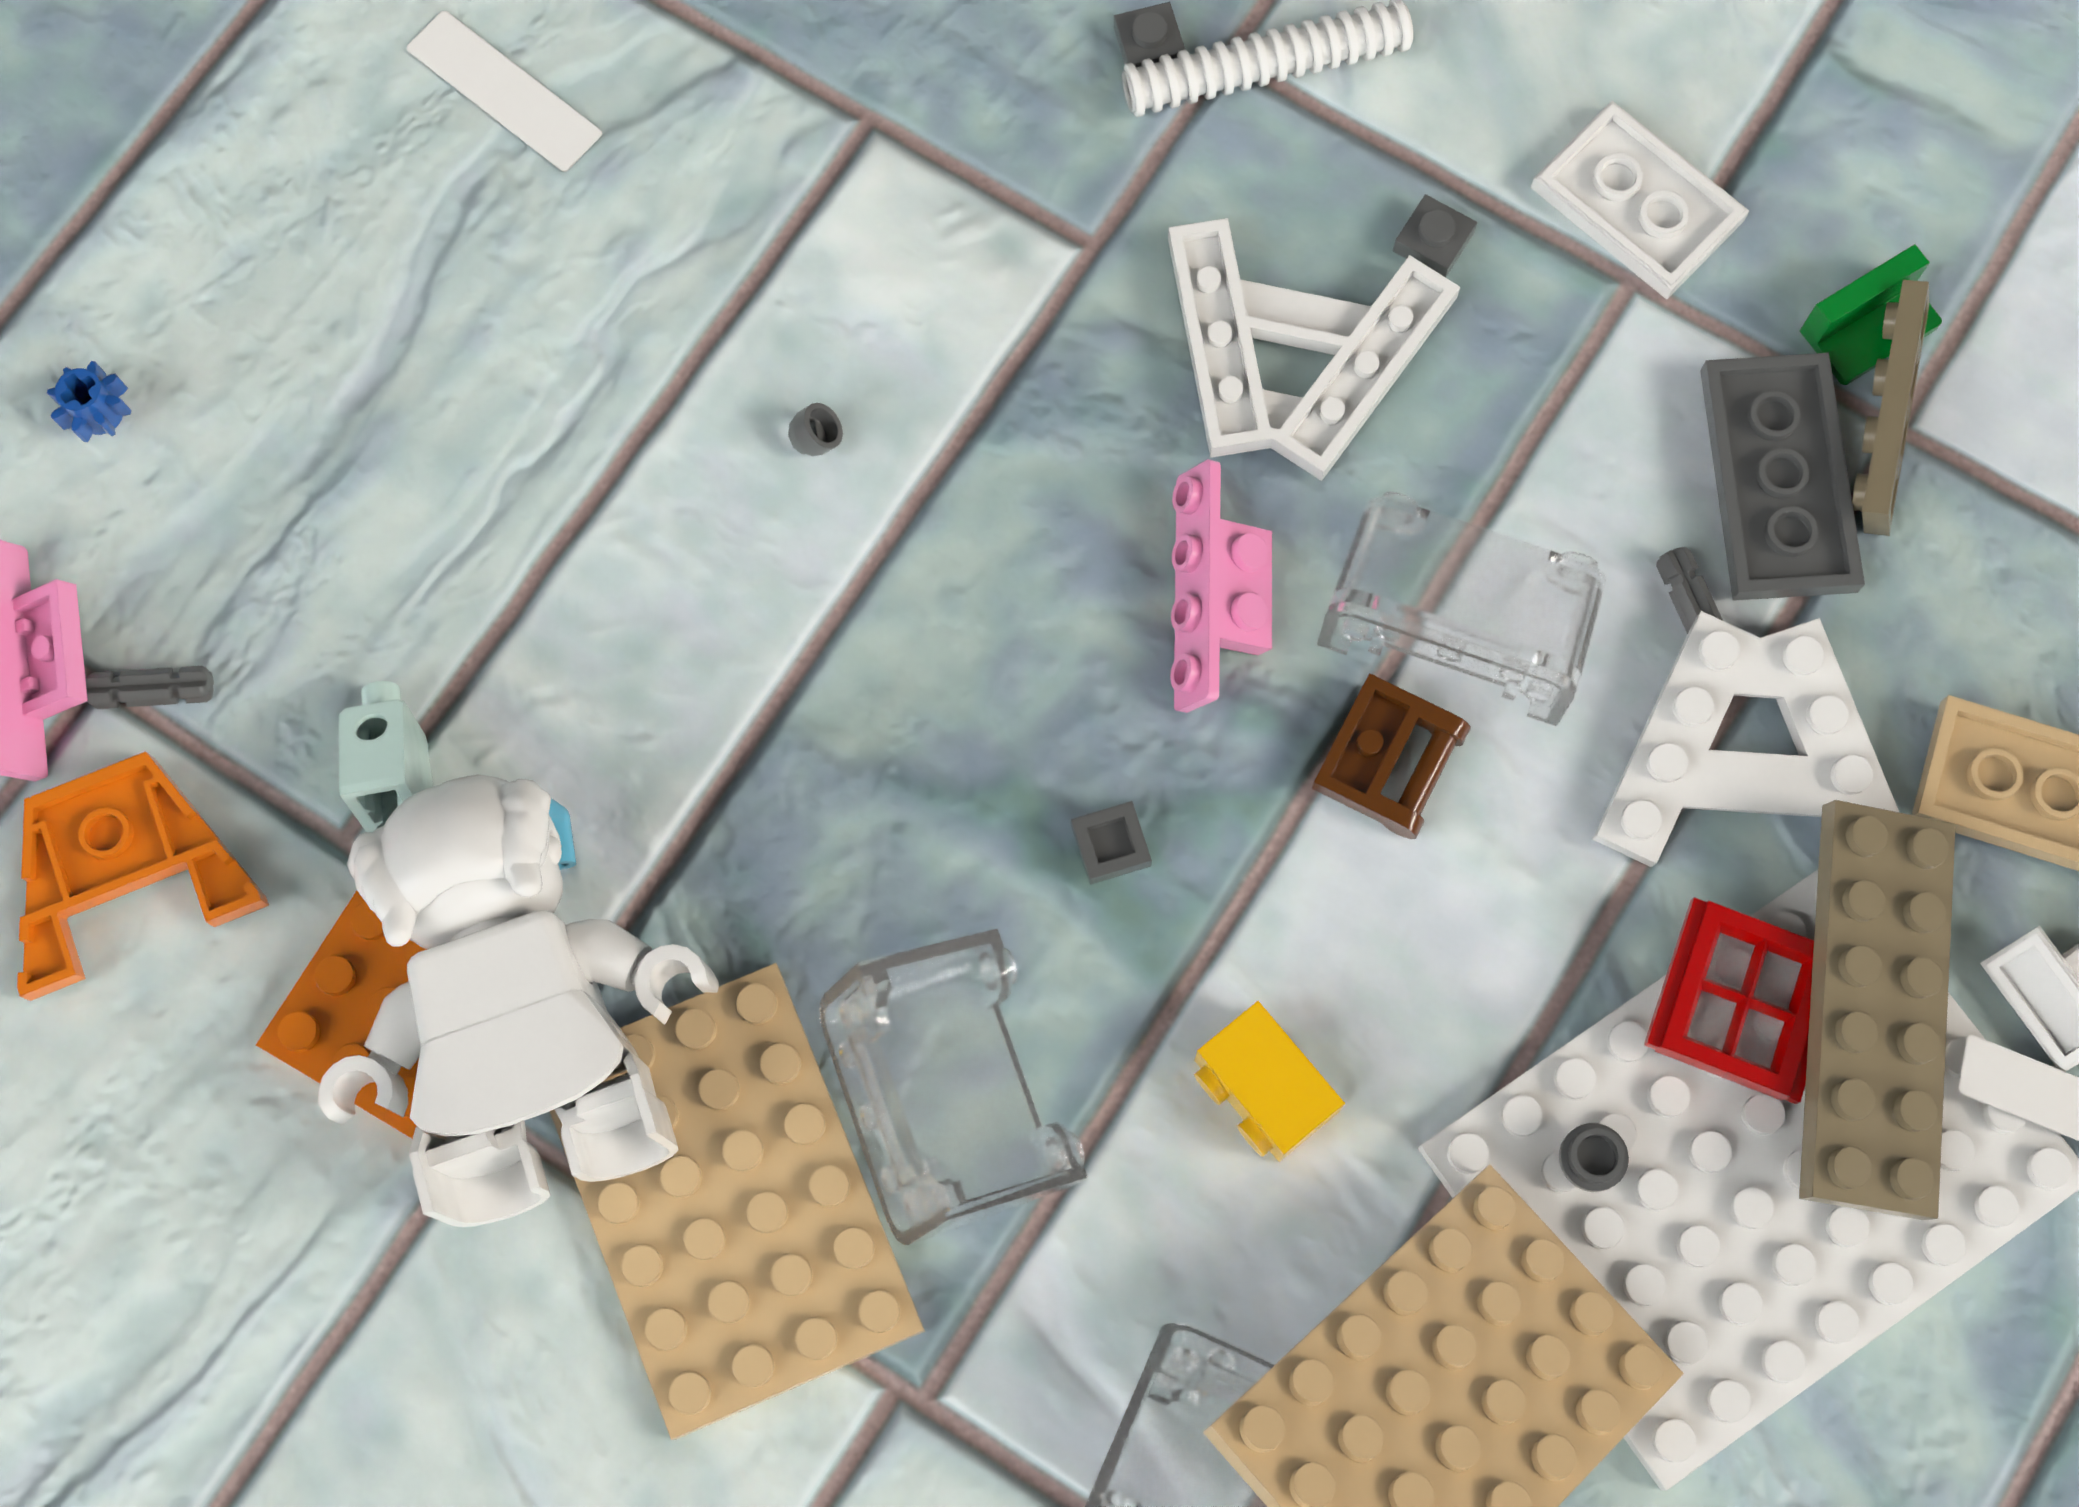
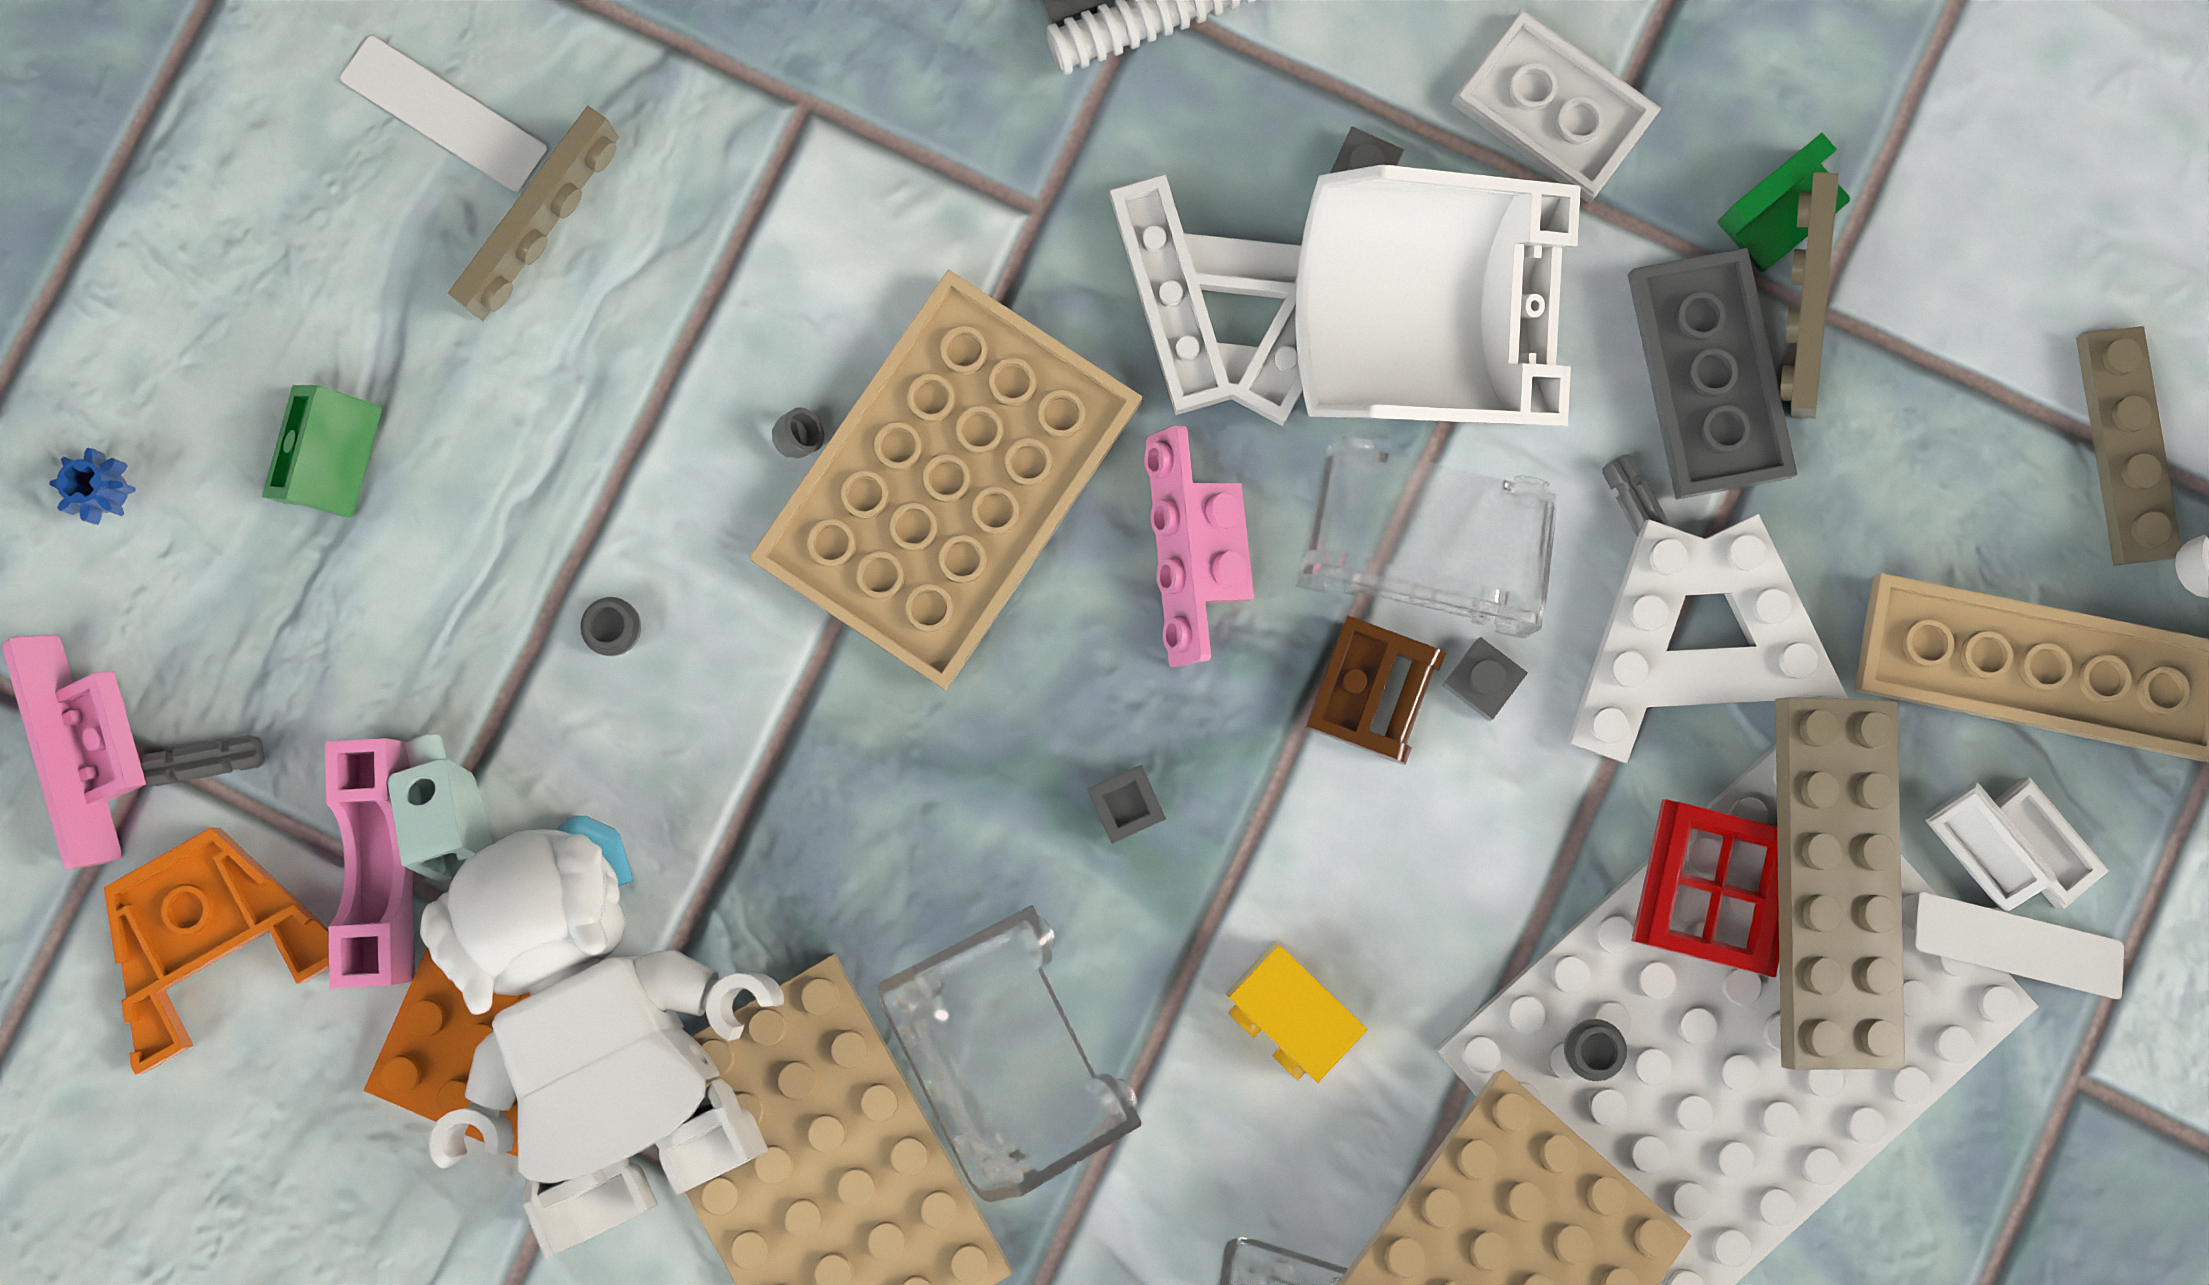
camera: 10 degrees left, 10 degrees up
(298, 868) = (375, 920): none -> bright pink arch
(327, 393) = (322, 450): none -> panel
(579, 190) = (525, 227): none -> dark tan plate
(593, 601) = (610, 626): none -> dark grey plate
(963, 494) = (946, 479): none -> tan plate
(1494, 356) = (1434, 297): none -> white windscreen
(1510, 760) = (1484, 679): none -> dark grey plate

